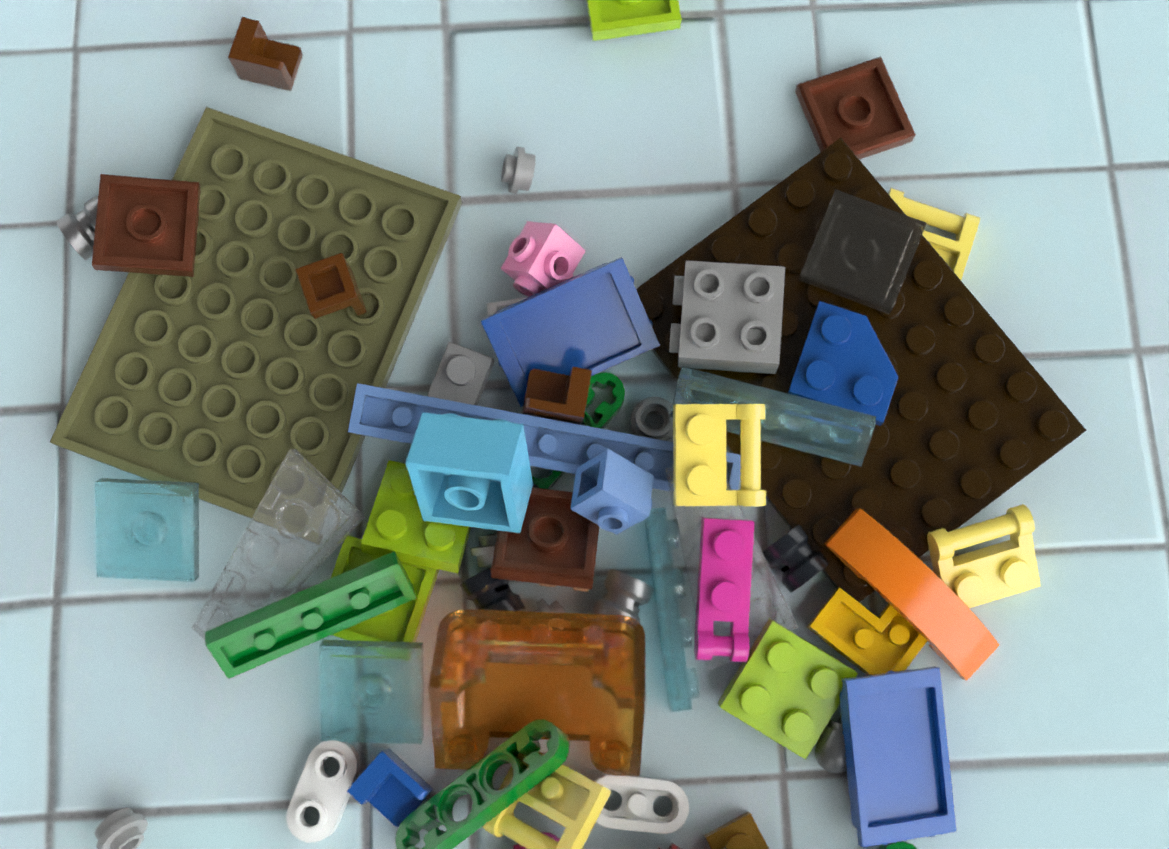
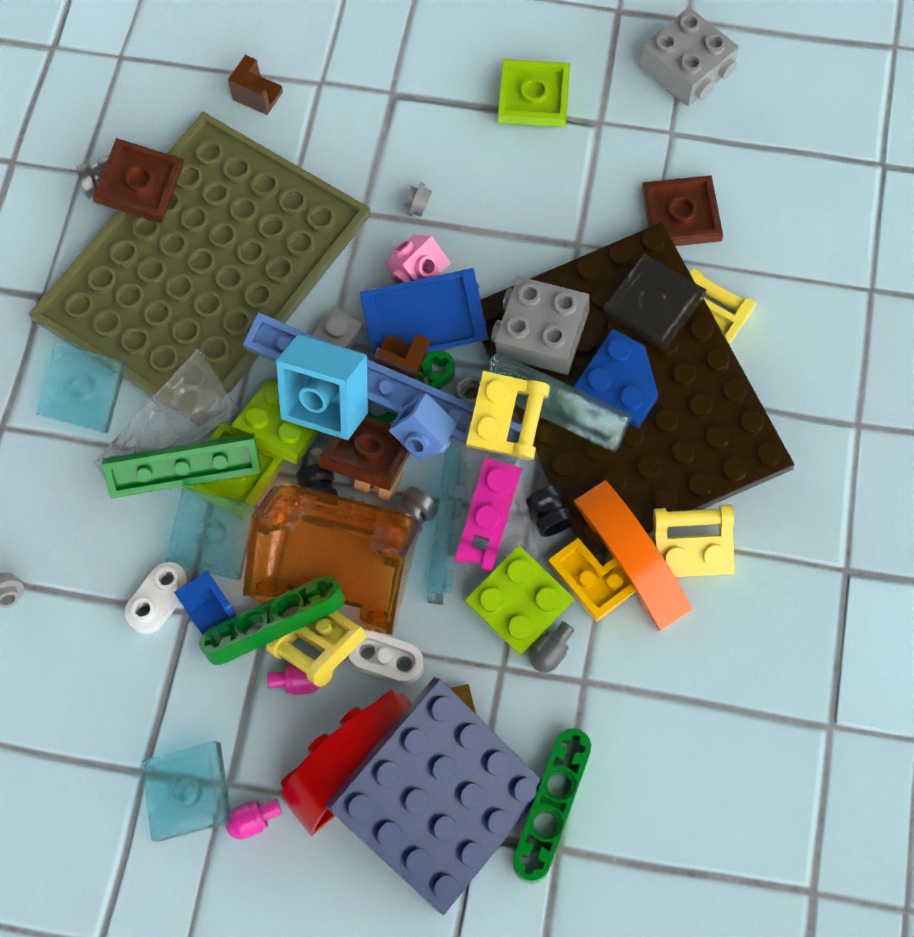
camera: 15 degrees right, 10 degrees down
(330, 286) = (257, 244): reddish brown panel -> none
(897, 756) = (589, 665): piece -> none

